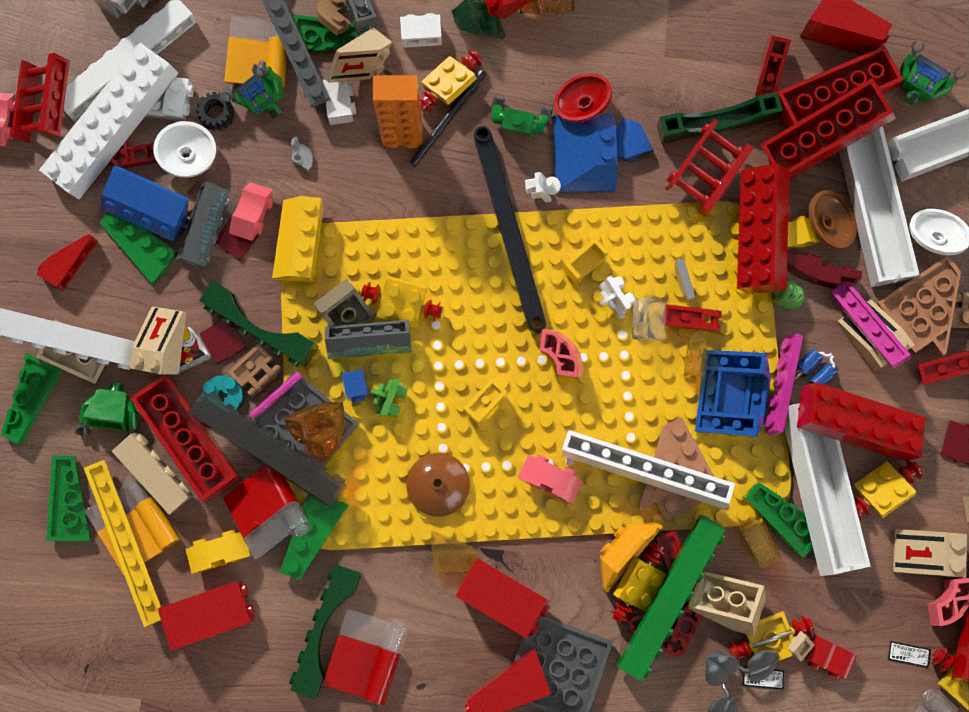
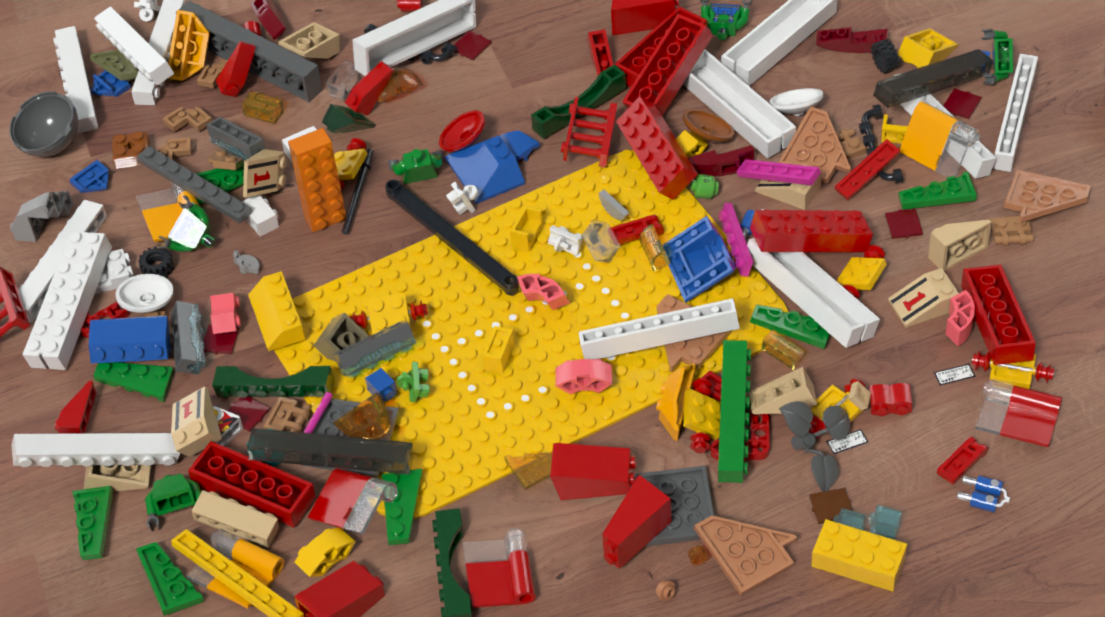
camera: 20 degrees left, 30 degrees down
(442, 499) = (491, 426): dark orange dish -> none

